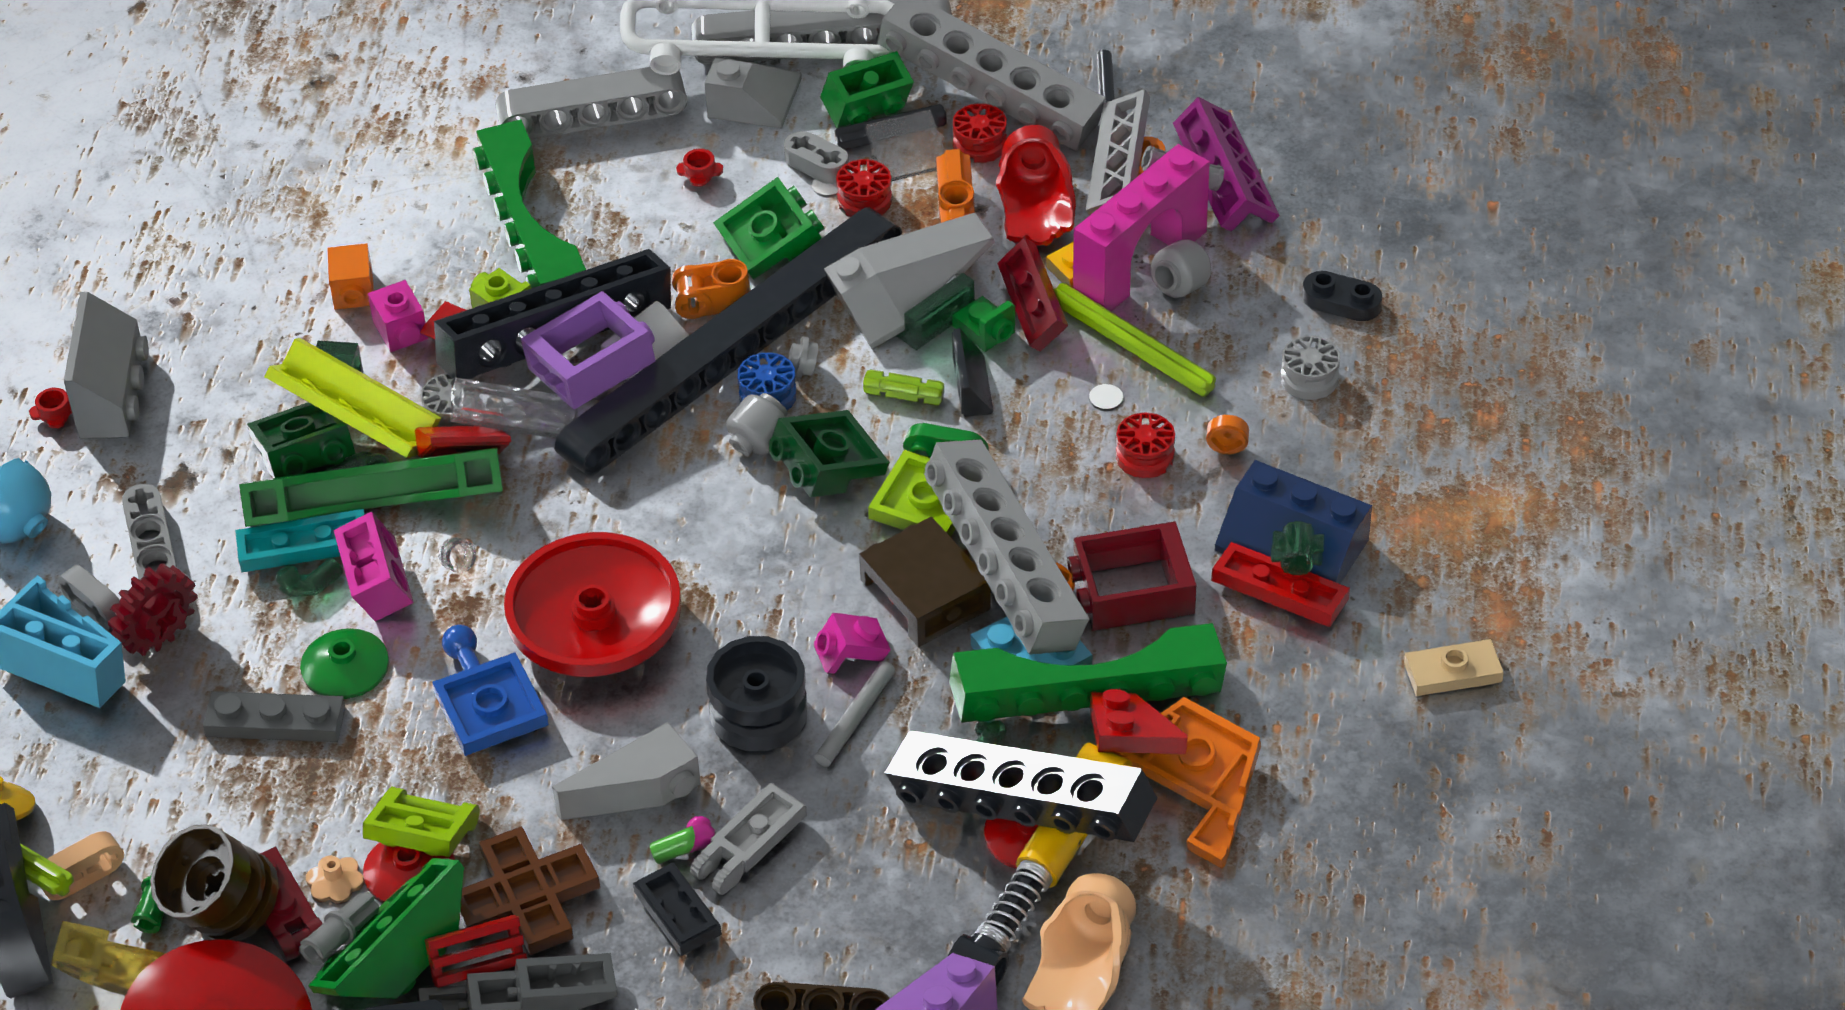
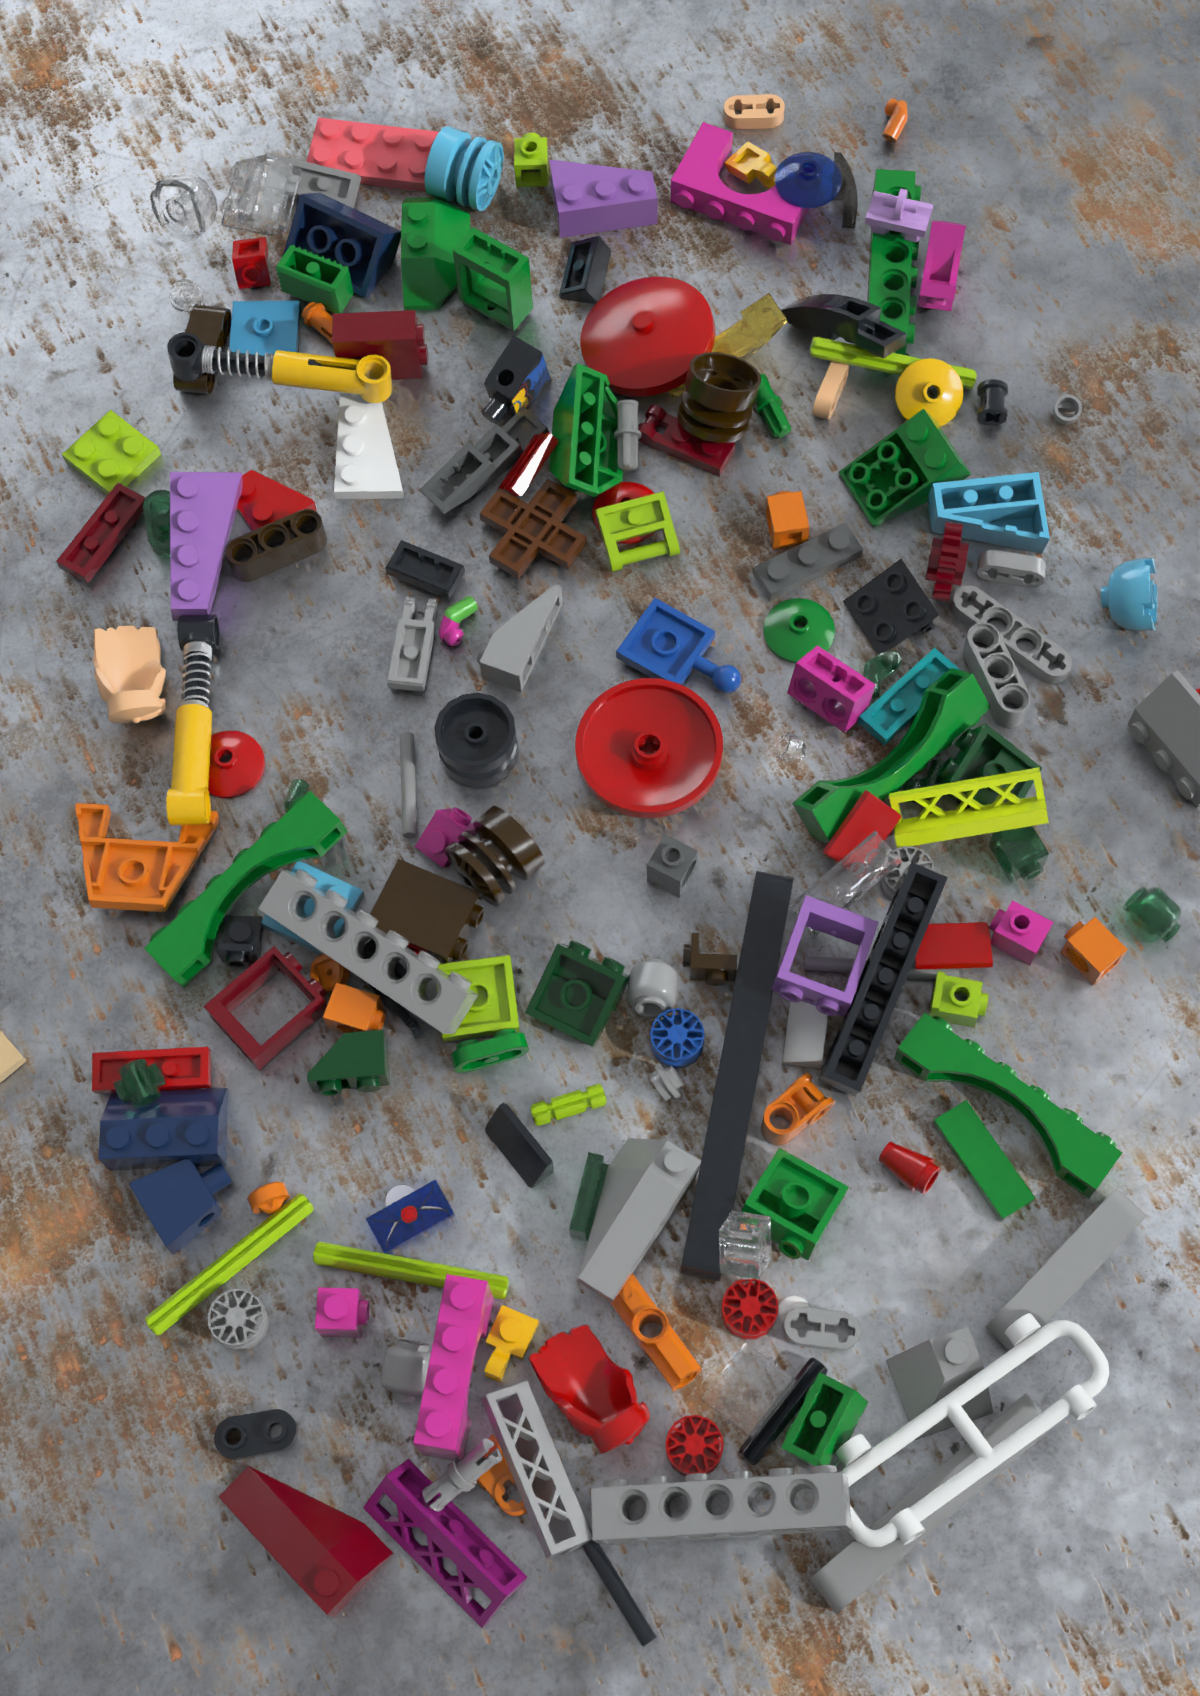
camera: 150 degrees right, 20 degrees up
(91, 741) = (902, 468): none -> green slope
(206, 514) = (998, 660): none -> light grey beam
(239, 622) = (891, 608): none -> black hinge
(259, 753) = (786, 519): none -> orange brick
(275, 276) = (1152, 914): none -> clear green head
(334, 879) = (669, 479): light nougat plant -> none
(585, 199) = (983, 1160): none -> green tile
(649, 212) = (910, 1167): none -> red cone
(657, 504) = (672, 865): none -> dark grey brick
(691, 418) = (711, 968): none -> dark brown bracket
(699, 167) = (908, 1243): red plate -> none
(822, 574) = (500, 851): none -> dark brown wheel
(834, 200) = (745, 1245): none -> clear brick
(985, 322) = (544, 1215): green bracket -> none
(1022, 786) = (211, 750): black brick -> none
(1032, 294) = (521, 1264): dark red plate -> none
(1056, 528) = (354, 1010): none -> orange brick
(1081, 496) = (352, 1062): none -> dark green slope
(1106, 374) = (410, 1217): none -> clear blue tile
(1127, 637) = (241, 940): none -> black bracket
(1131, 725) = (183, 846): red wing -> none
(1145, 448) = (332, 1151): red wheel -> none
(1215, 326) = (341, 1312): none -> dark pink brick
(1303, 411) = (228, 1264): none -> lime axle
(1317, 456) = (181, 1200): none -> dark blue torso
(1337, 206) = (312, 1541): none -> dark red wedge

